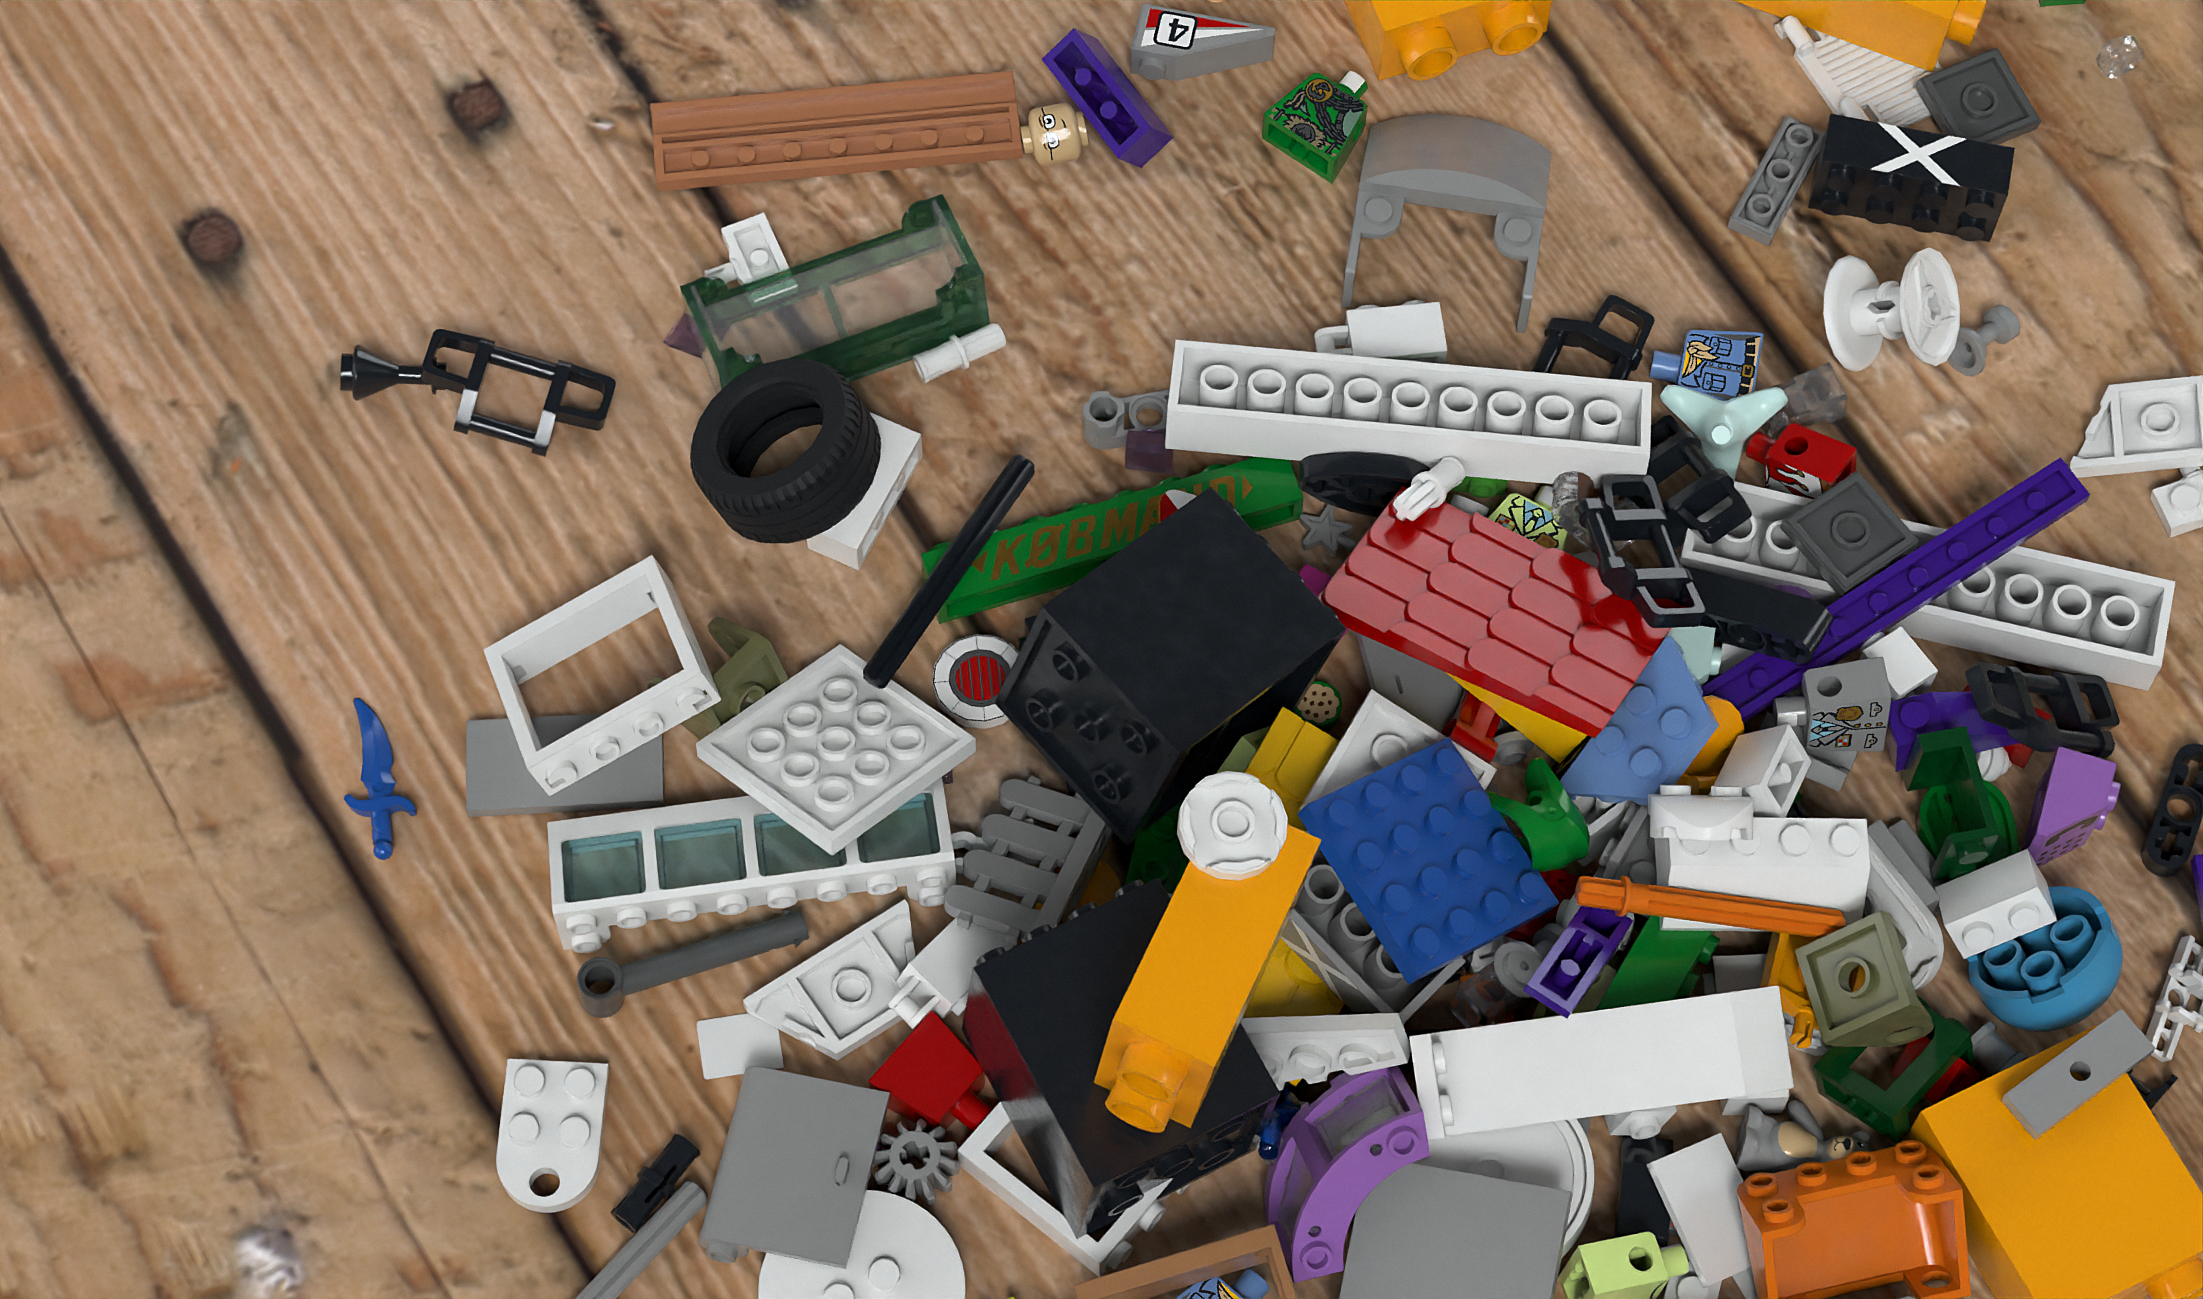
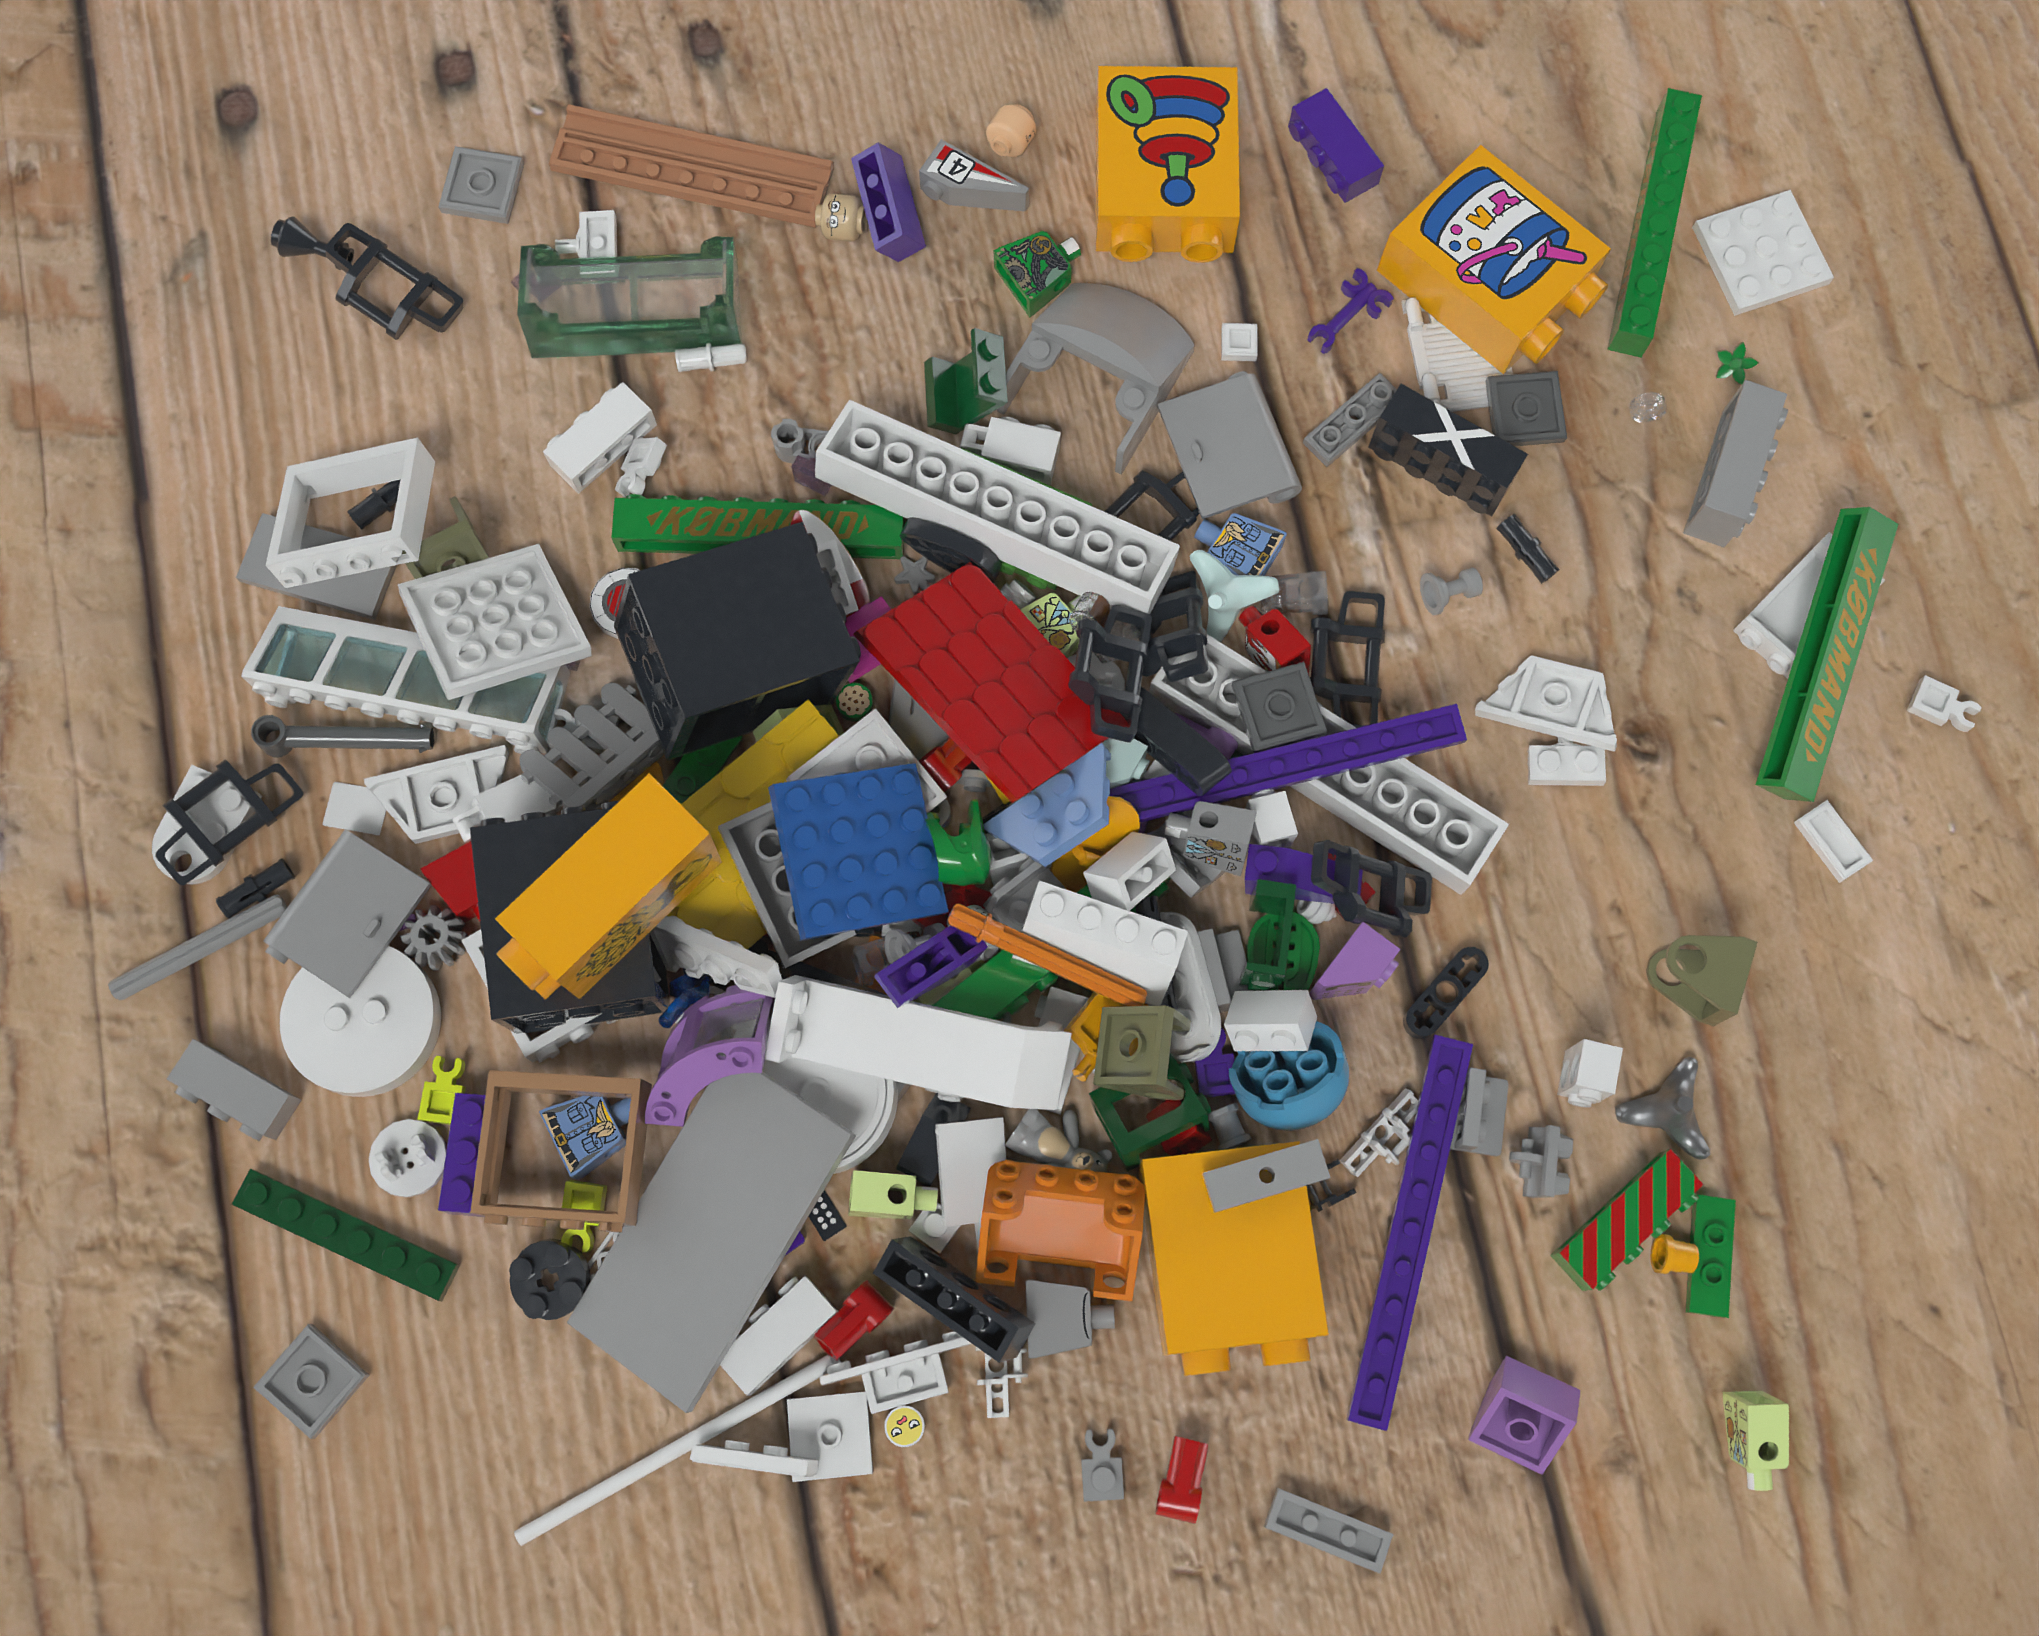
camera: 20 degrees right, 10 degrees up
(378, 782) = (188, 537): blue piece -> none
(551, 1129) = (216, 851): none -> black bar
(574, 236) = (481, 185): none -> light grey tile
(614, 658) = (375, 504): none -> black axle
(757, 412) = (566, 416): black tyre -> none
(928, 501) = (641, 461): none -> white plate
(948, 572) = (625, 517): black axle -> none
(1232, 826) = (643, 801): white tile -> none
(1304, 282) = (969, 388): none -> dark green panel
(1429, 489) = (982, 572): white axle -> none
(1601, 132) = (1238, 342): none -> white tile
(1647, 255) = (1237, 445): none -> light grey door
(1701, 817) = (1061, 889): white slope -> none
(1726, 31) = (1361, 295): none -> dark purple bar
(1863, 312) = (1402, 553): white piece -> none
(1865, 432) = (1327, 629): none -> black bar
(1952, 994) = (1214, 1071): none -> dark purple plate
(2050, 263) = (1527, 548): none -> black pin

